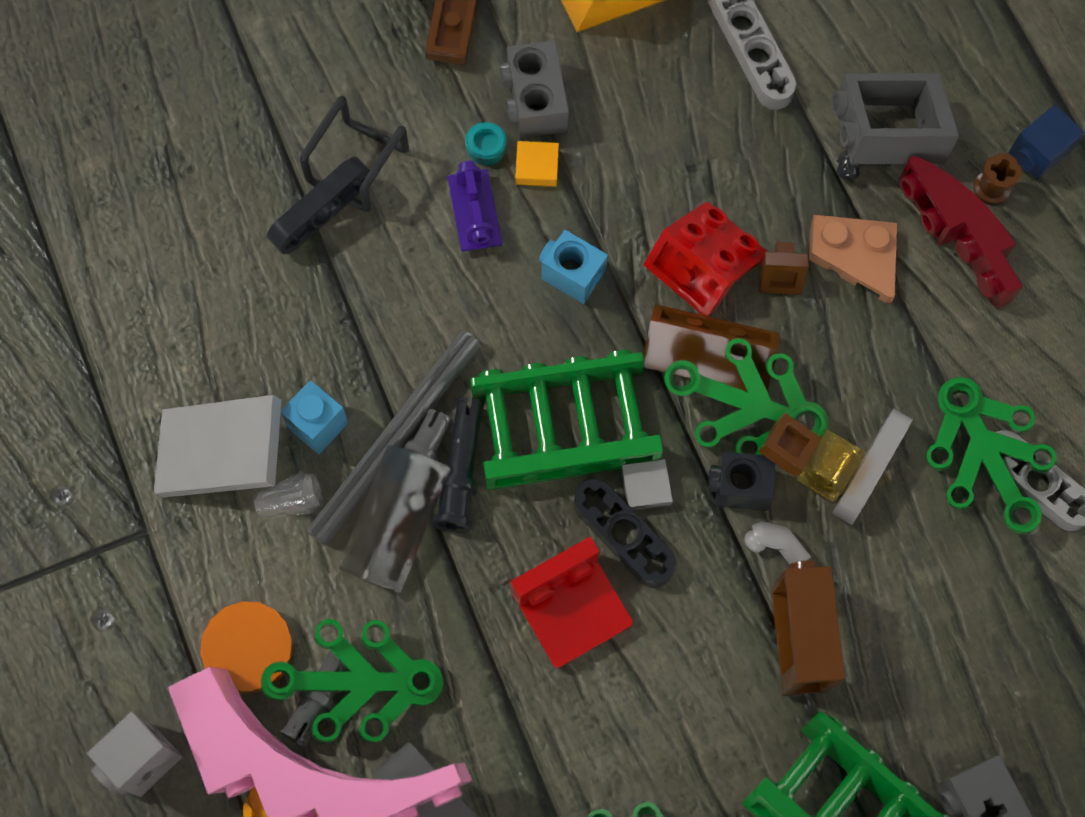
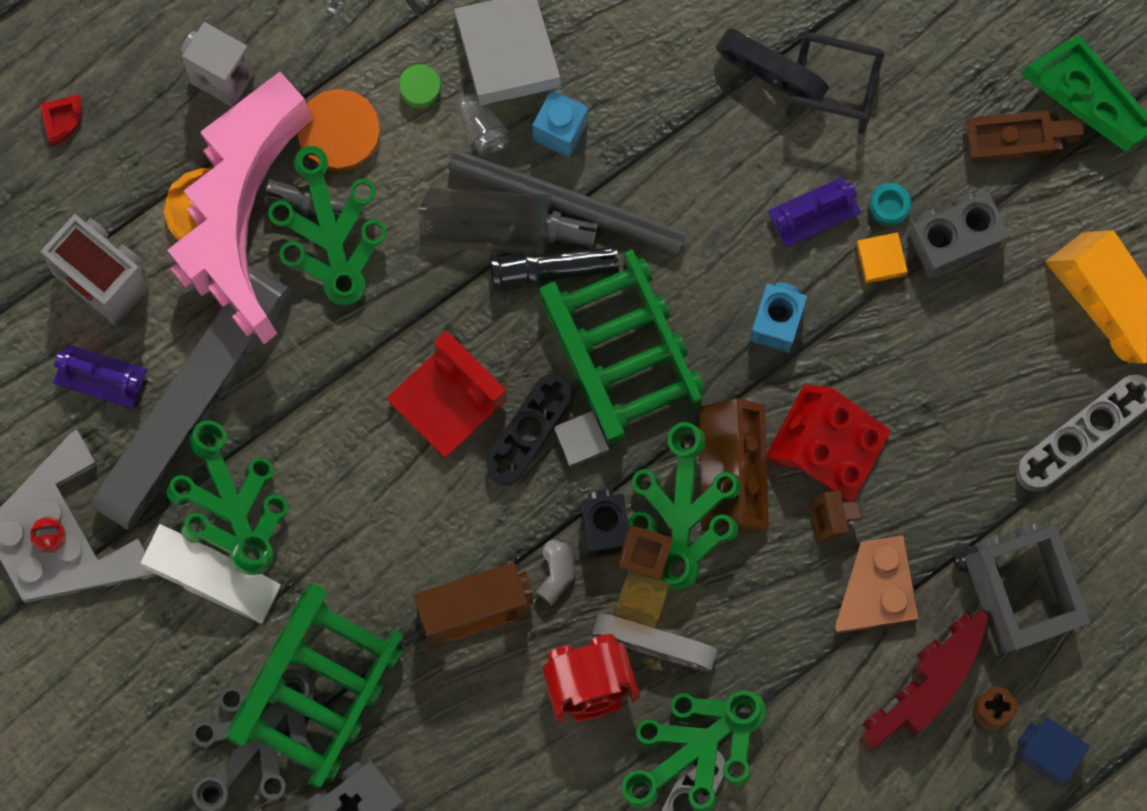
camera: 75 degrees right, 5 degrees up
(225, 550) = (420, 86): none -> bright green tile
(907, 533) = (589, 679): none -> red brick

